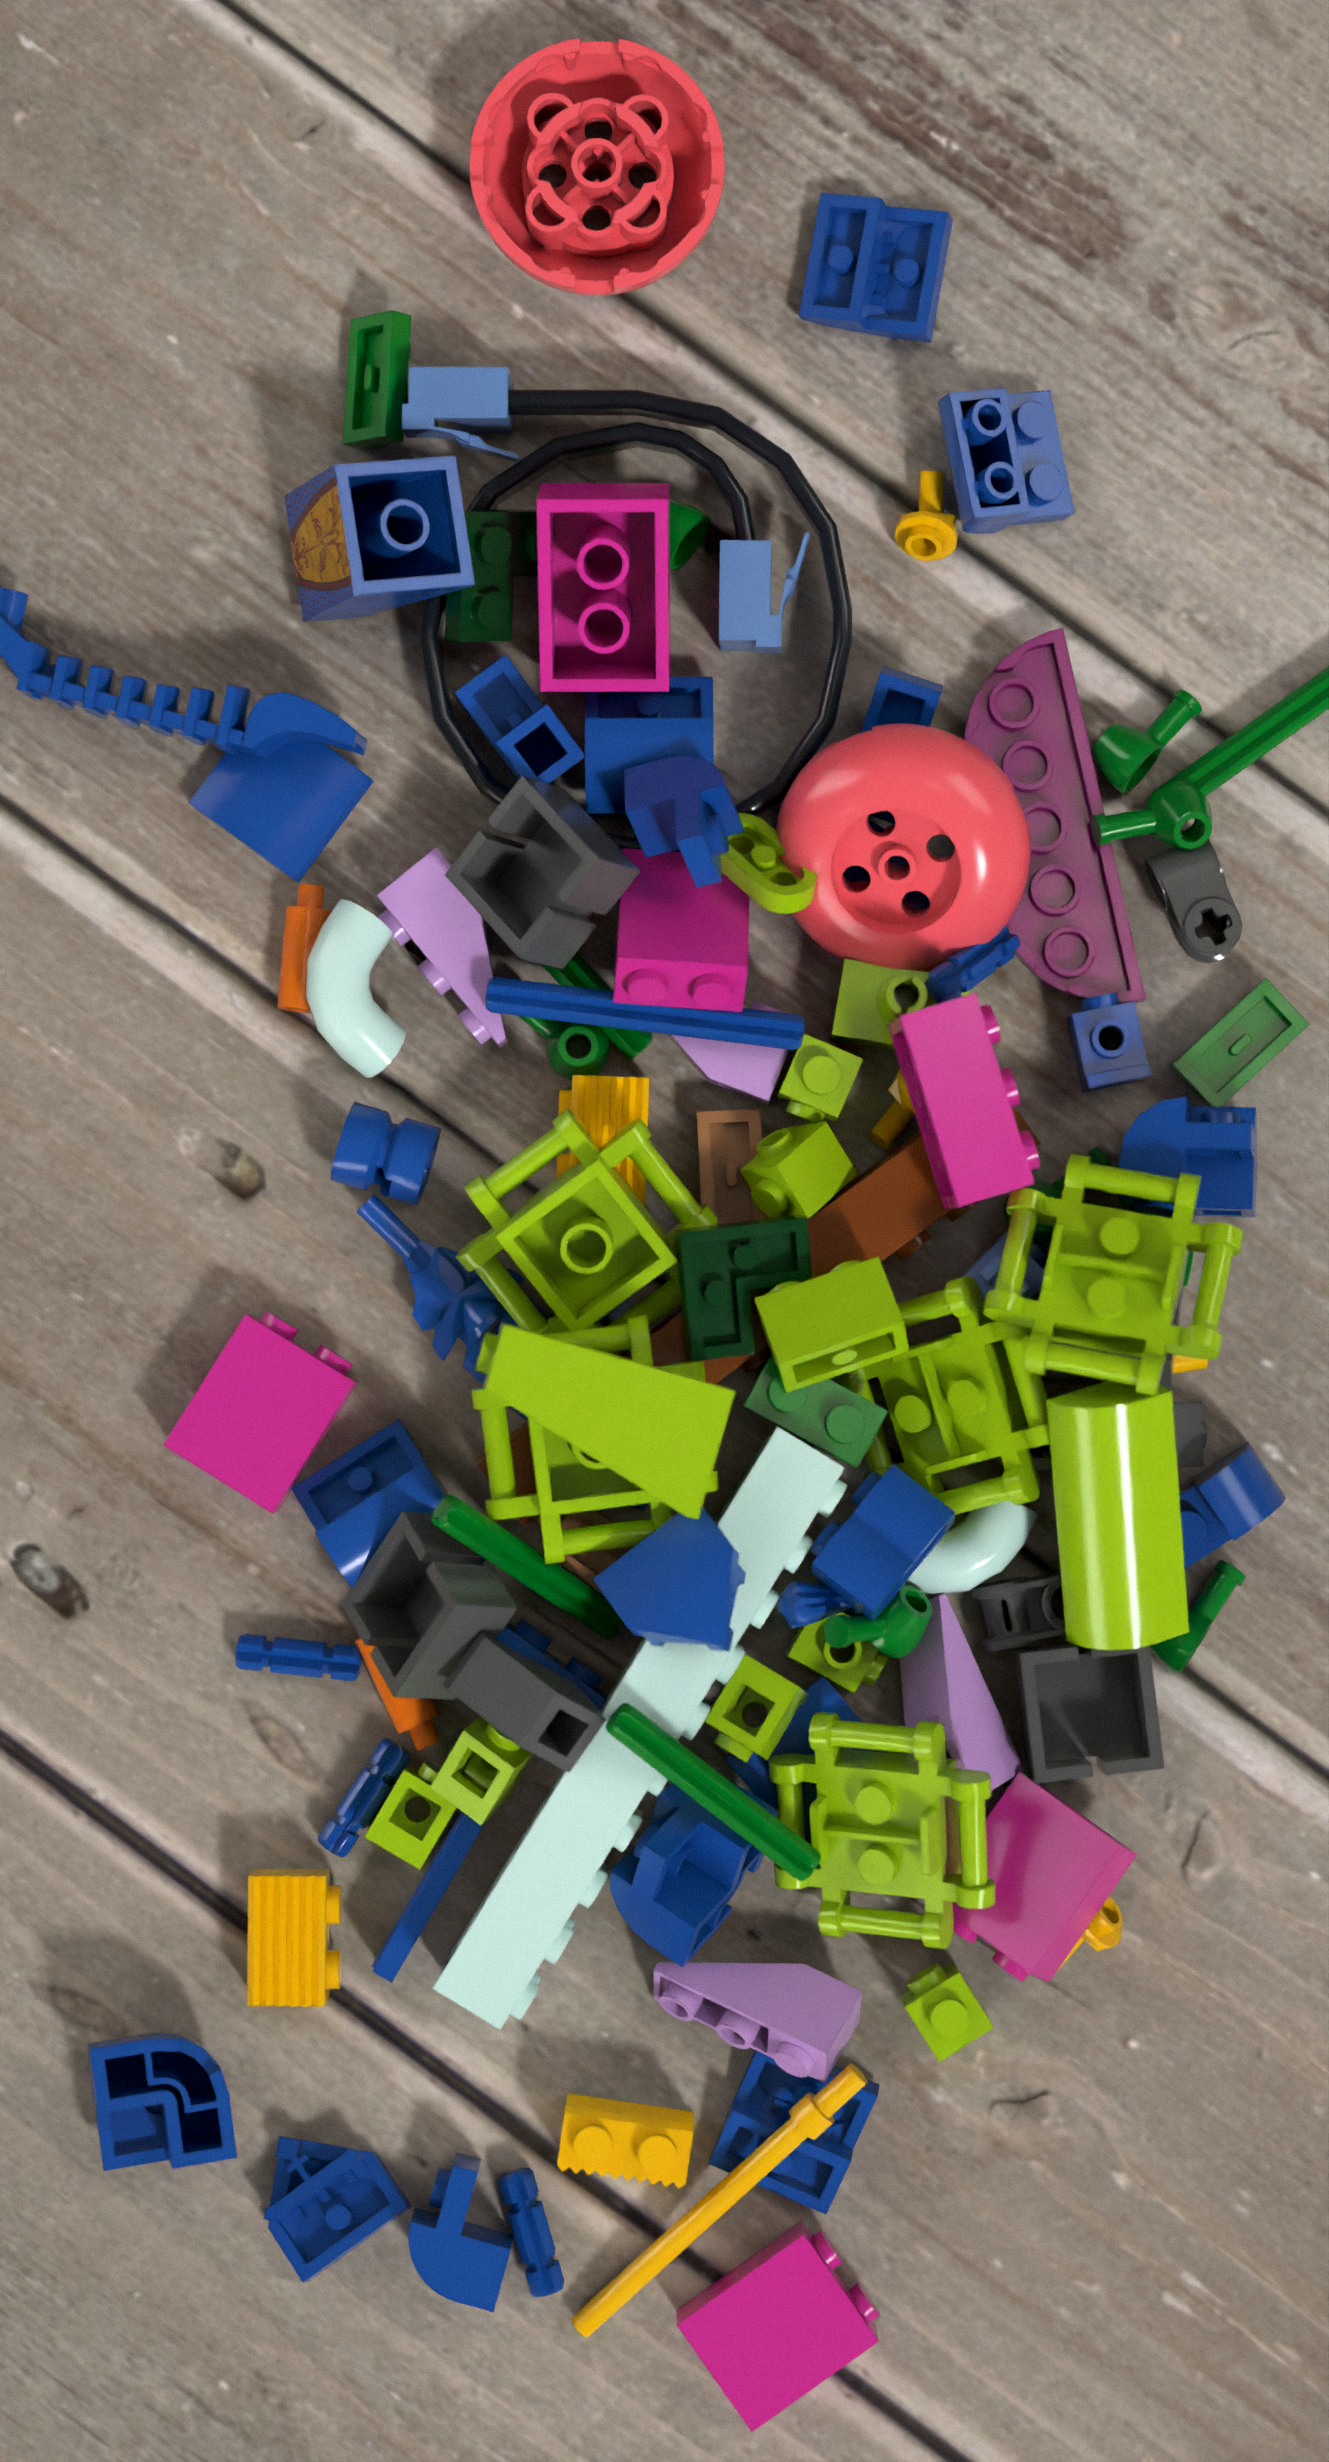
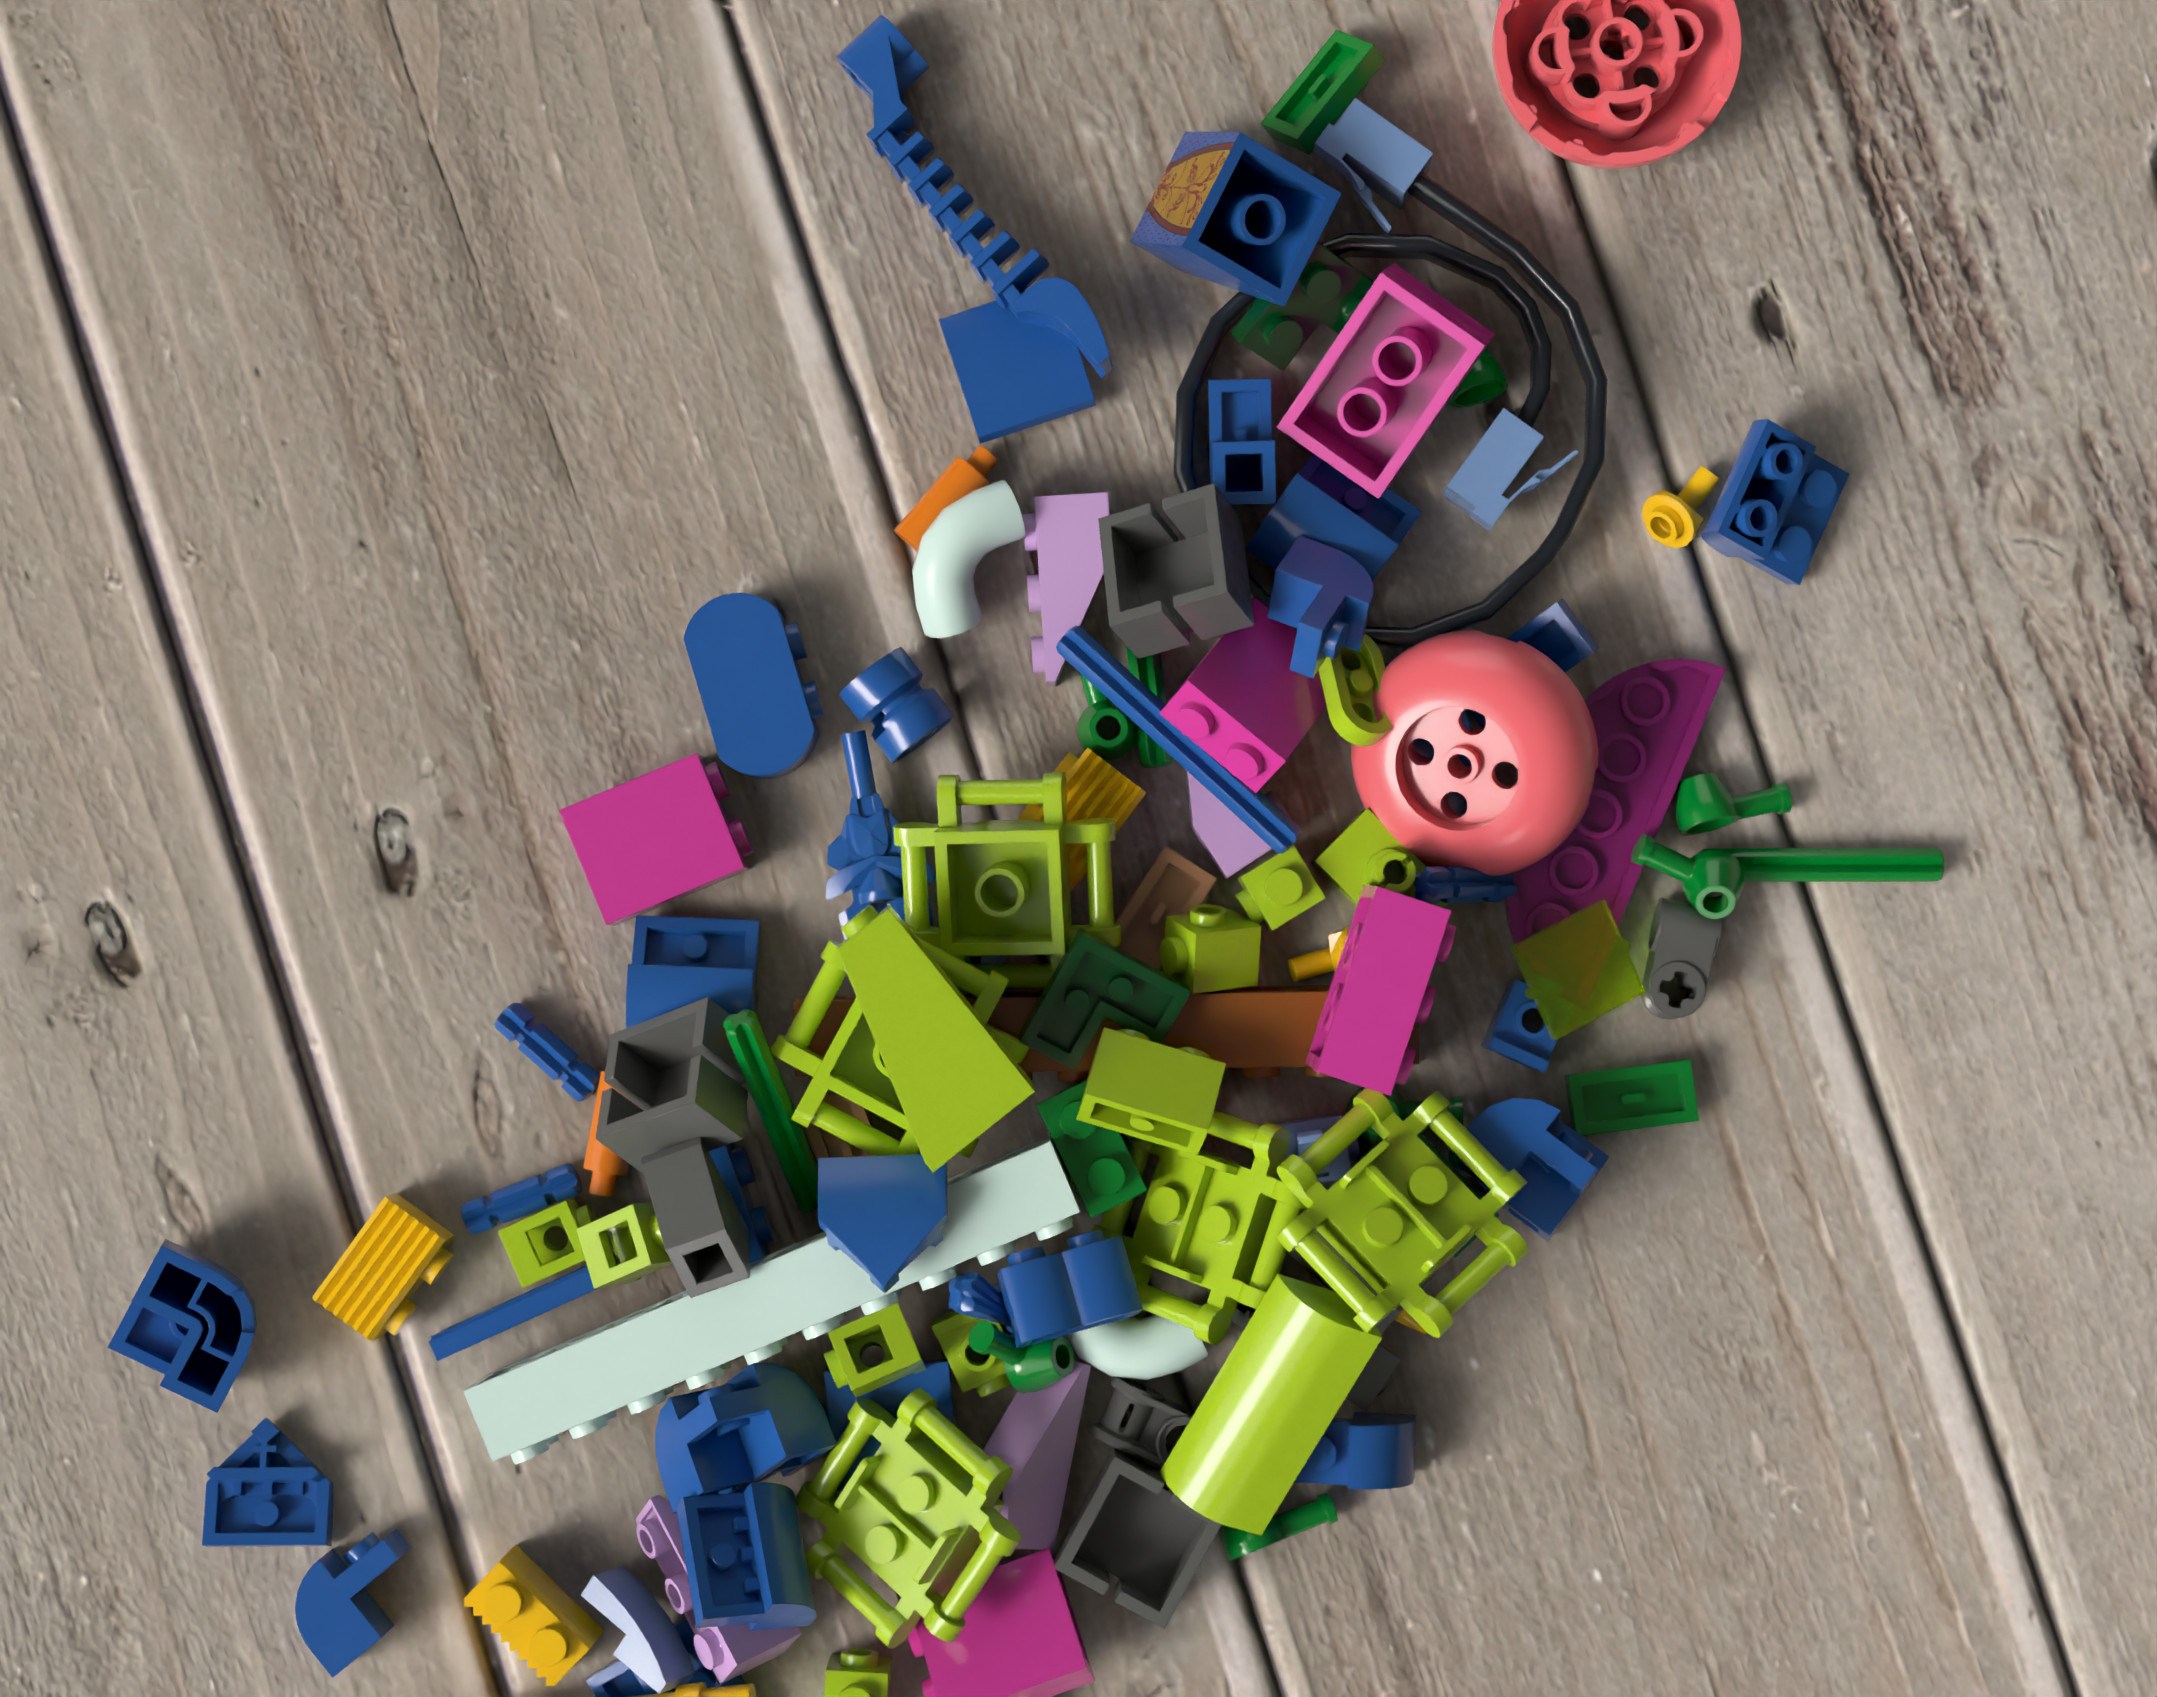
camera: 35 degrees right, 0 degrees up
(252, 1223) = (753, 685): none -> blue brick
(531, 2232) = (409, 1634): blue axle -> none
(713, 1791) = (793, 1394): green axle -> none
(740, 2089) = (651, 1641): none -> medium blue slope
(771, 1959) = (746, 1558): none -> blue brick
(875, 267) = (1779, 280): blue slope -> none
(1118, 969) = (1578, 969): none -> clear neon green piece

